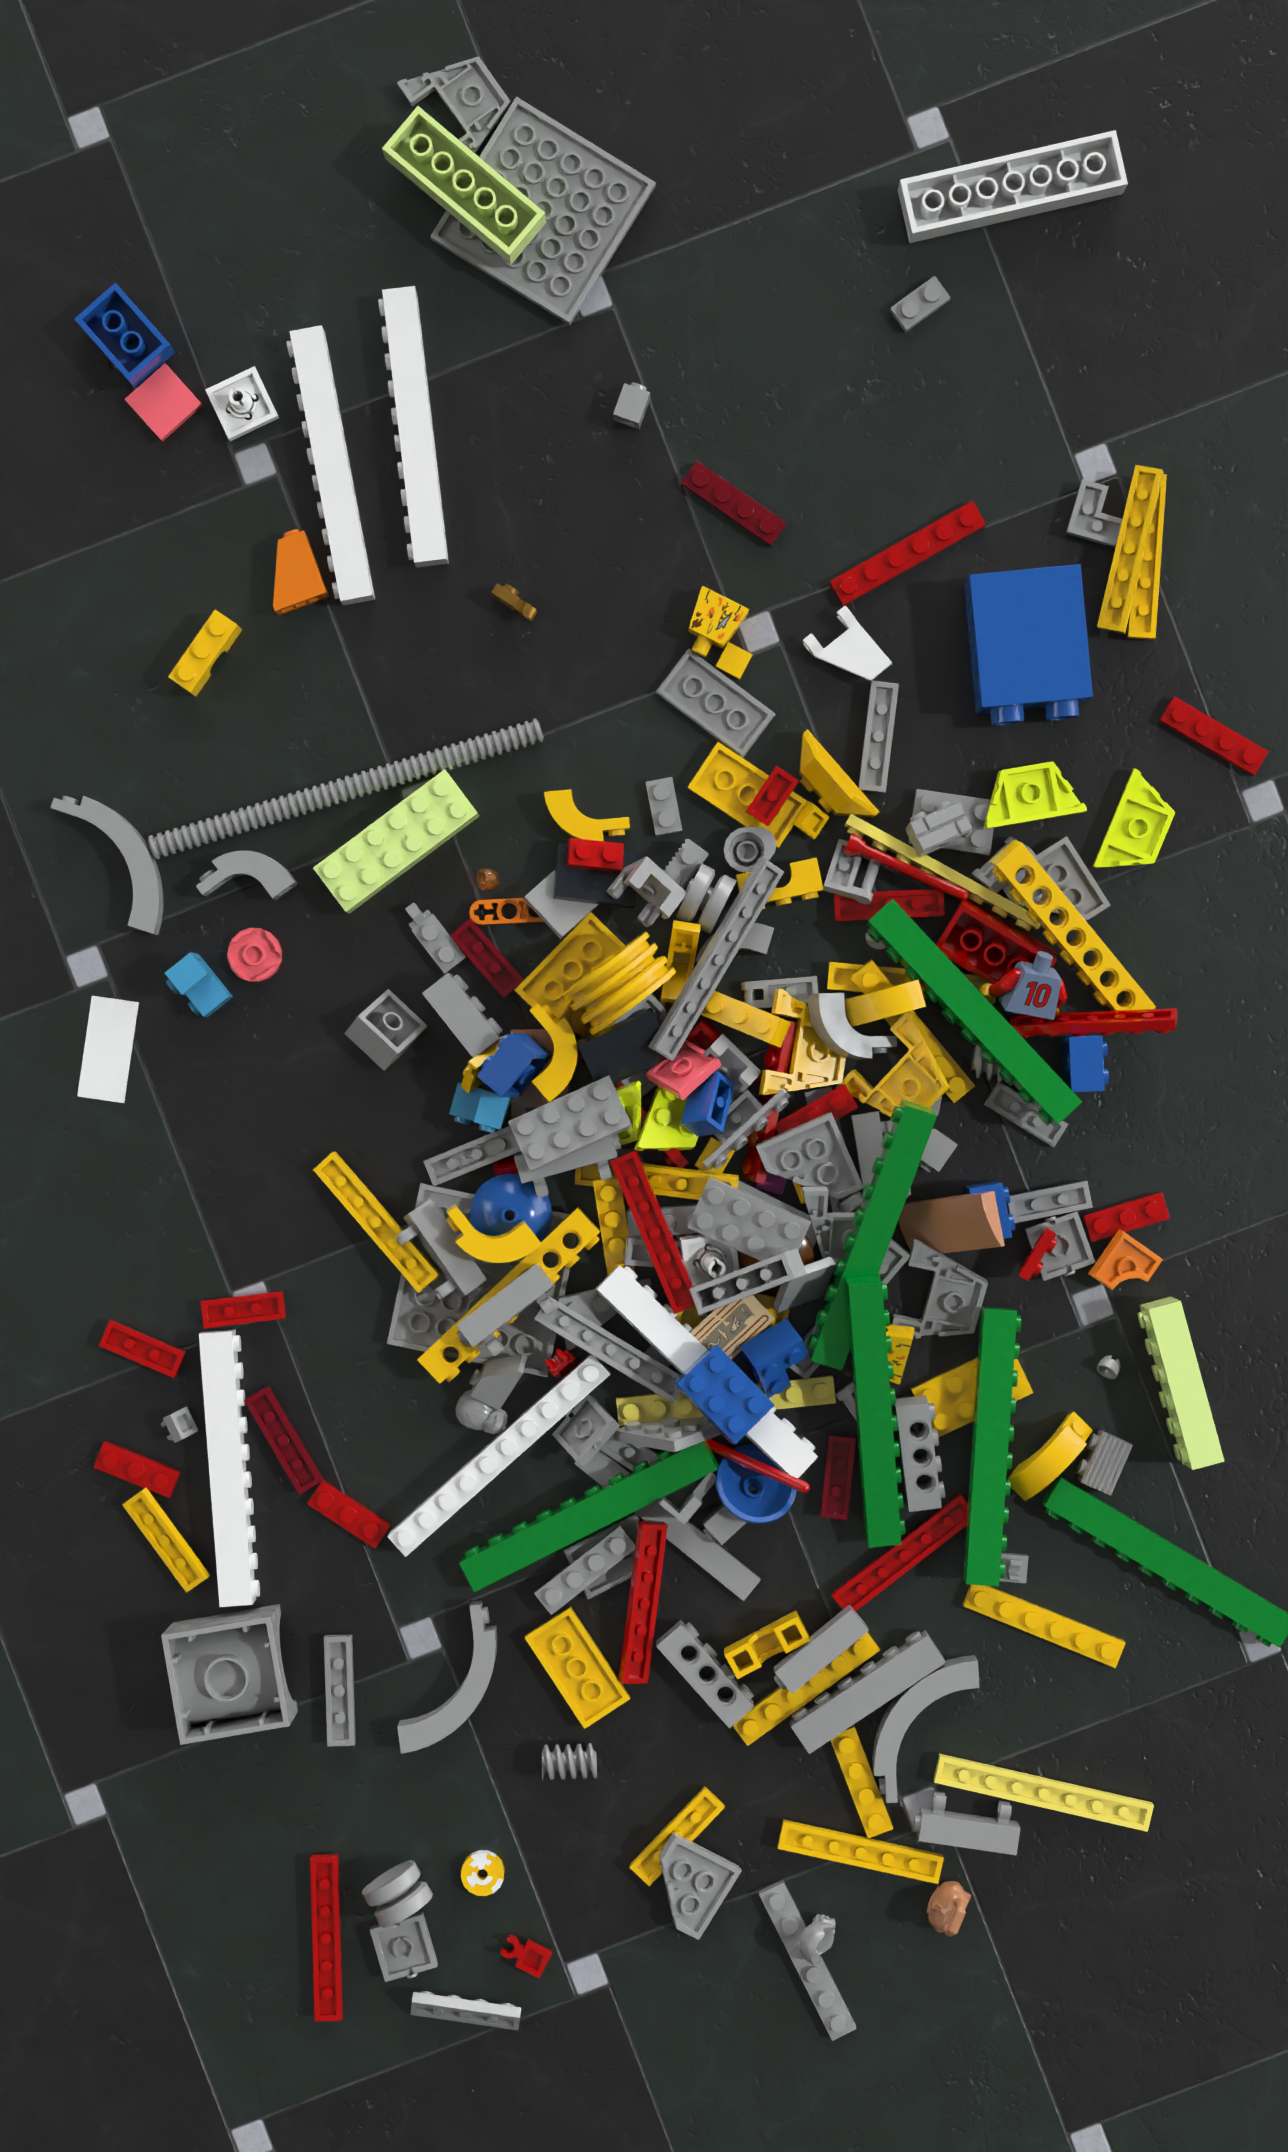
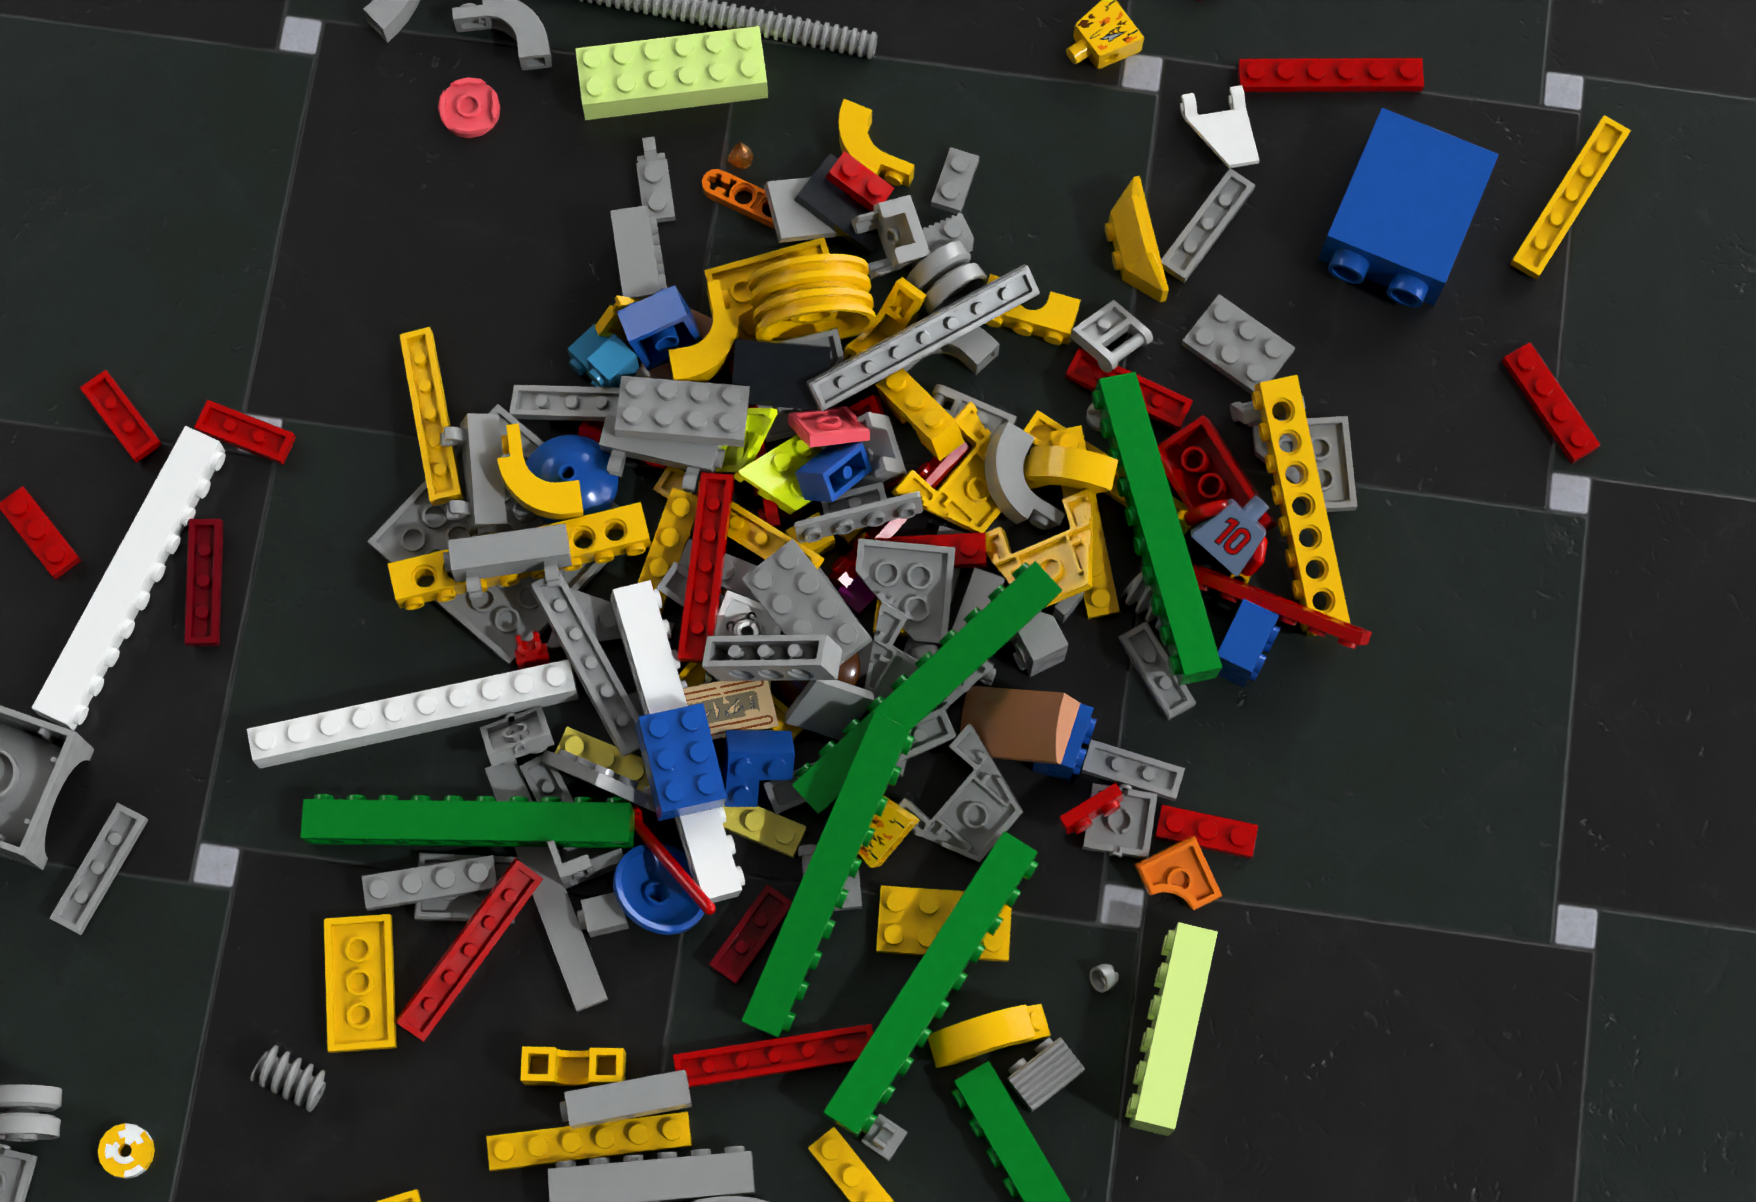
camera: 25 degrees right, 15 degrees down
(108, 1049) = (271, 120): white sticker -> none
(166, 1540) = (21, 616): yellow plate -> none
(179, 1424) = (109, 509): light grey tile -> none
(199, 983) = (397, 95): dark azure brick -> none
(349, 1514) = (222, 694): red plate -> none
(385, 1029) = (553, 240): light grey slope -> none
(439, 1723) = (229, 947): light grey arch -> none
(479, 1415) = (419, 663): light grey hair -> none
(487, 958) = (695, 227): dark red plate -> none
(497, 1379) = (455, 635): light grey slope -> none
(715, 703) = (1061, 113): light grey tile -> none
(728, 1709) = (472, 1015): light grey brick -> none
(732, 785) = (1045, 212): yellow plate -> none
(734, 661) = (1102, 83): yellow tile -> none
(747, 845) = (1014, 251): light grey piece -> none
(772, 796) = (1068, 219): red plate -> none
(811, 820) = (1095, 267): yellow tile -> none
(857, 846) = (1126, 310): red piece -> none
(907, 854) = (1194, 376): light yellow plate -> none
(919, 1495) = (823, 997): light grey brick -> none
(938, 828) = (1219, 333): light grey brick -> none
(1030, 795) = (1332, 359): neon yellow wing -> none
(1087, 519) = (1530, 137): light grey plate -> none
(1130, 549) = (1556, 176): yellow plate -> none
(1136, 826) = (1423, 447): neon yellow wing -> none

